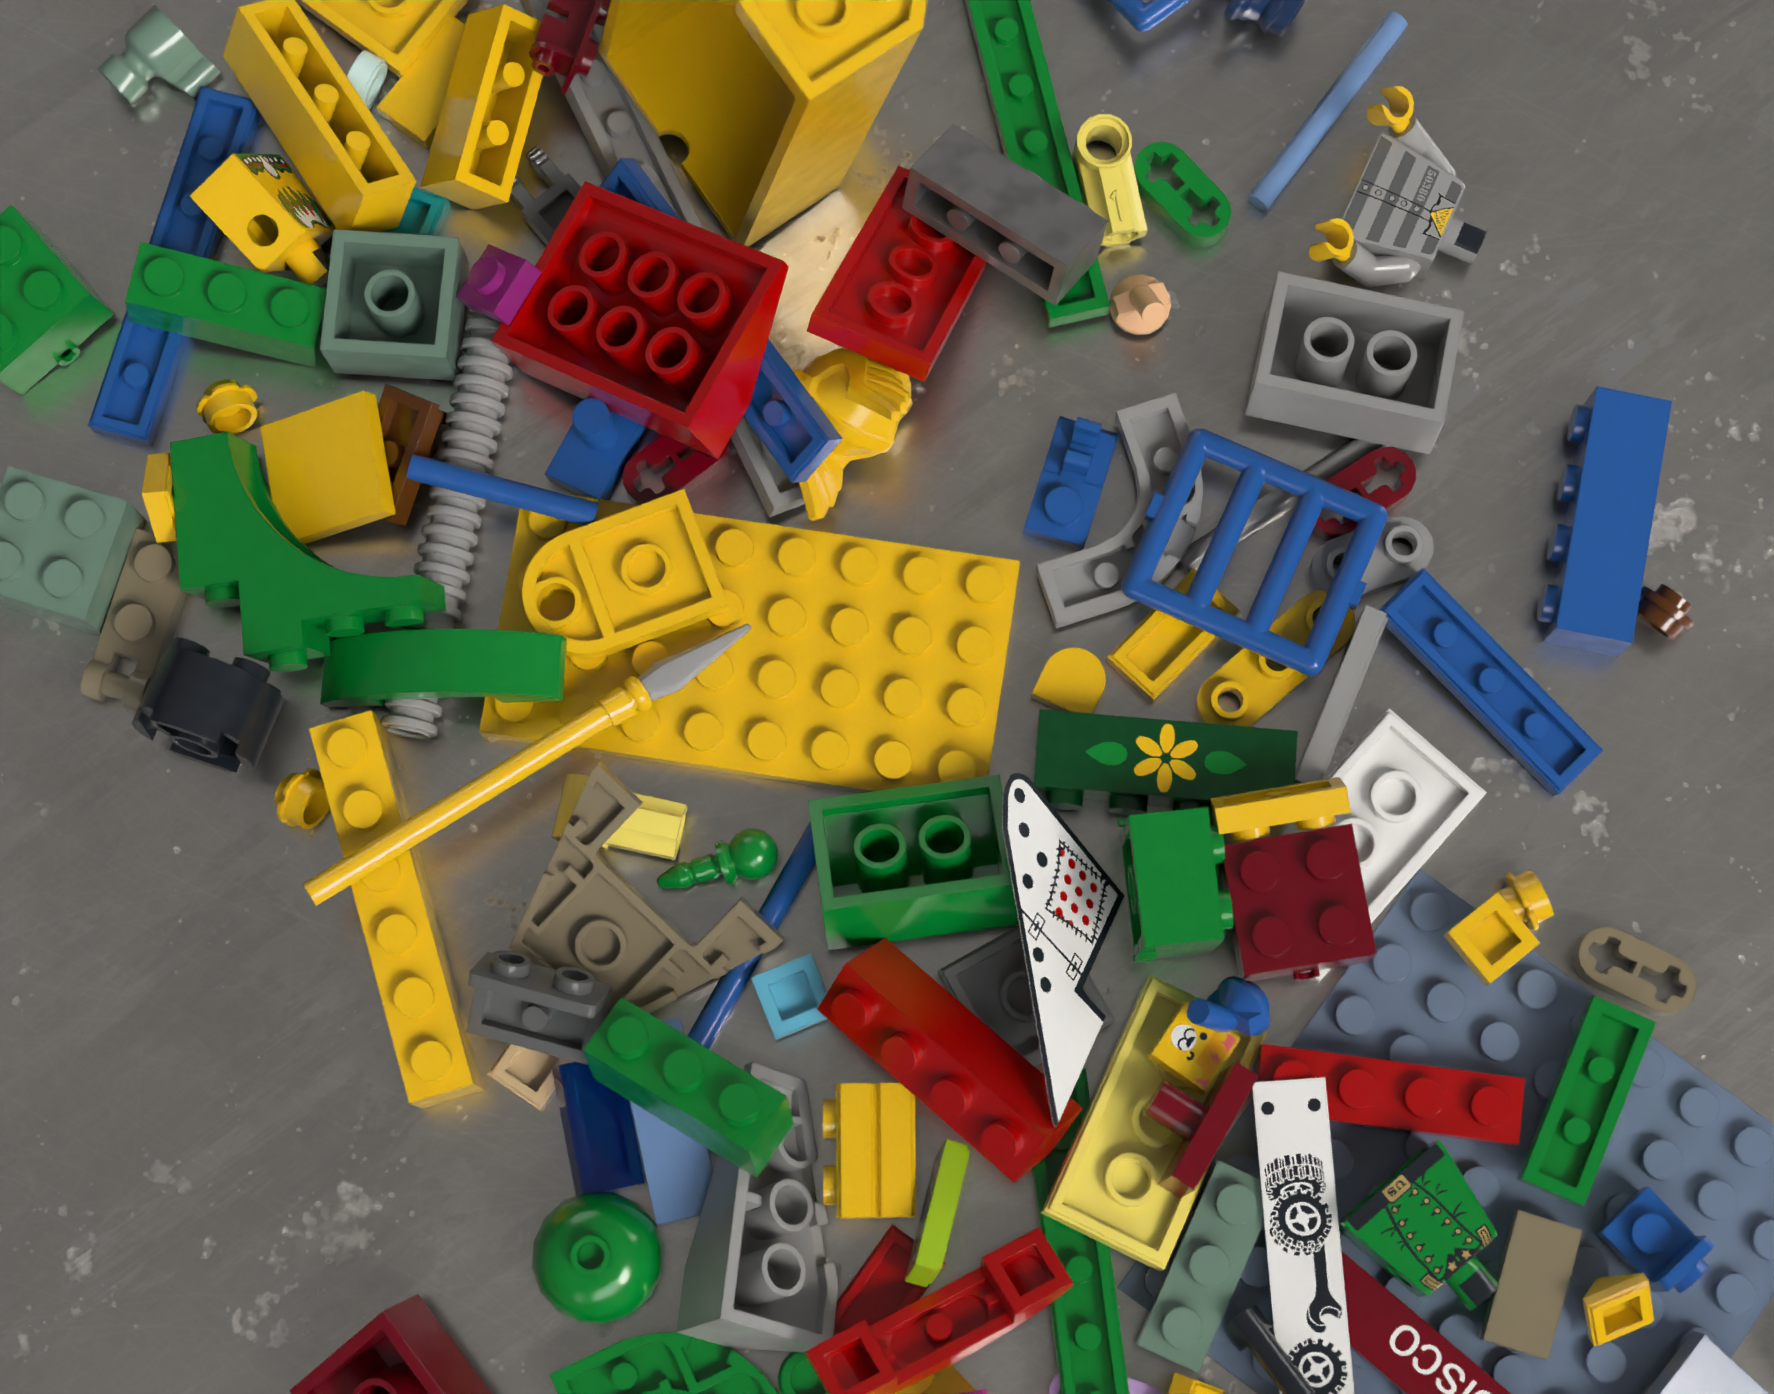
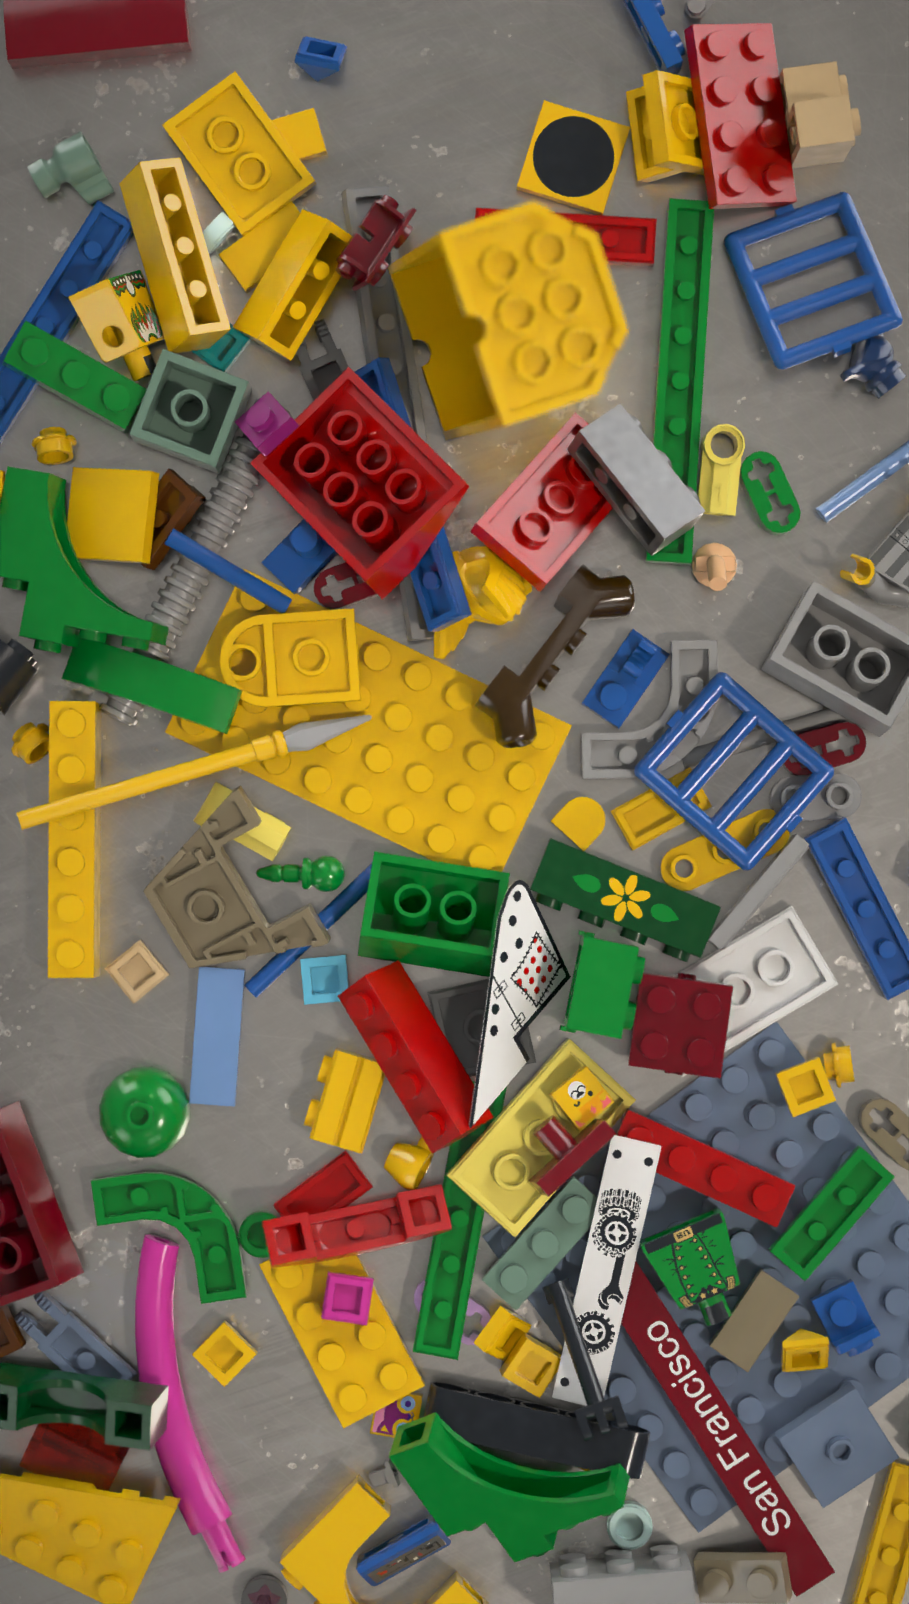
camera: 15 degrees right, 10 degrees up
(536, 1004) = (151, 938): dark grey bracket -> none
(596, 1132) = (169, 1025): clear blue tile -> none
(689, 1087) = (236, 1025): green brick -> none
(759, 1249) = (254, 1135): light grey wedge -> none
(925, 534) = (581, 600): none -> dark brown plate
(938, 1213) = (377, 1154): lime tile -> none
(986, 1212) = (409, 1163): none -> yellow bar
(1232, 1006) = (614, 1080): blue plate -> none
(1307, 804) = (672, 956): yellow plate -> none

